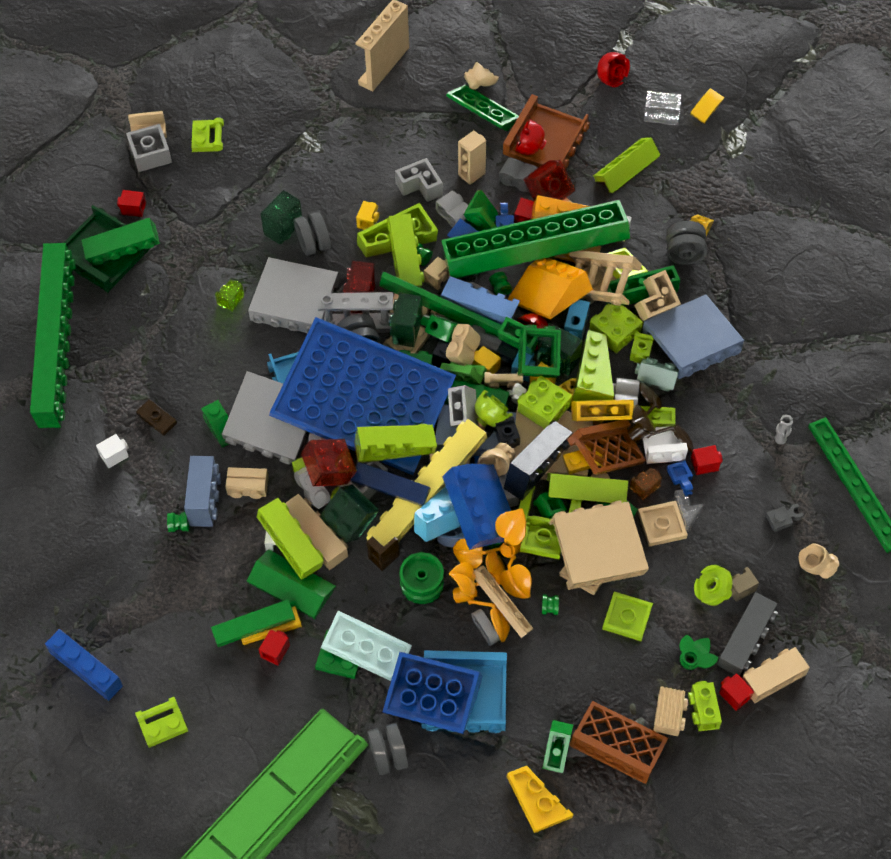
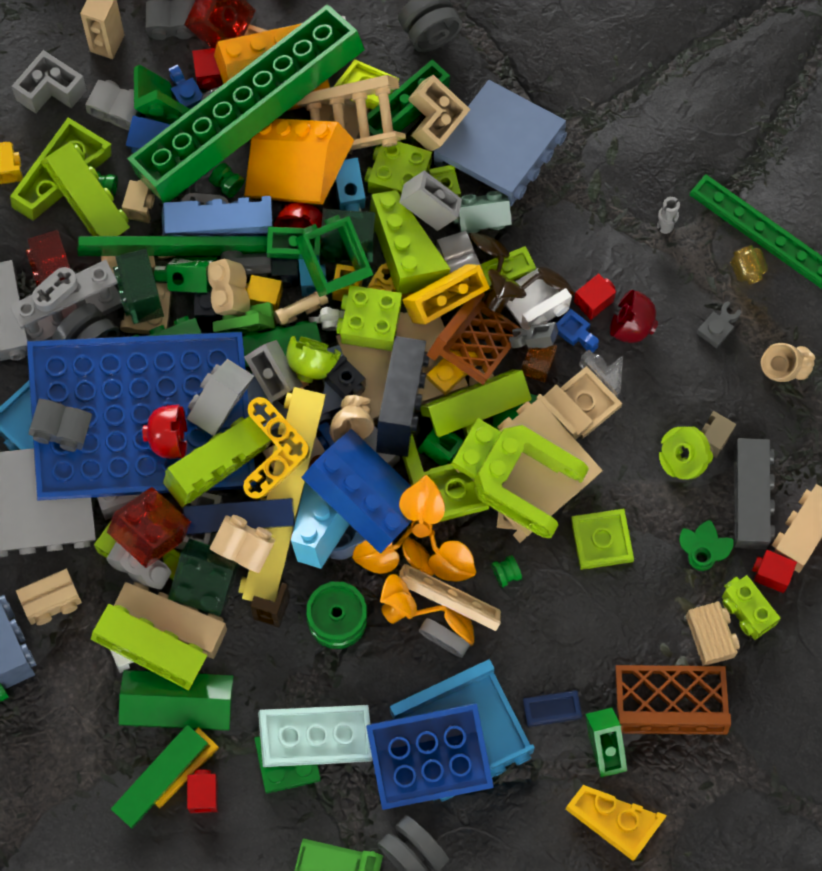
camera: 30 degrees left, 10 degrees up
(307, 374) = (60, 425): none -> dark grey brick
(350, 294) = (54, 289): none -> light grey beam
(372, 409) = (166, 432): none -> red cylinder
(383, 500) = (242, 543): none -> tan brick
(417, 402) = (220, 394): none -> light grey brick
(439, 456) = (281, 454): none -> yellow beam
(533, 708) = (552, 708): none -> dark blue tile
(574, 519) = (489, 459): none -> lime plate
(624, 349) = (430, 200): none -> light grey brick
(644, 522) = (566, 411): none -> tan panel
(651, 464) = (537, 336): none -> dark grey plate
(726, 485) = (635, 318): none -> dark red cylinder
(824, 486) = (749, 264): none -> clear yellow head

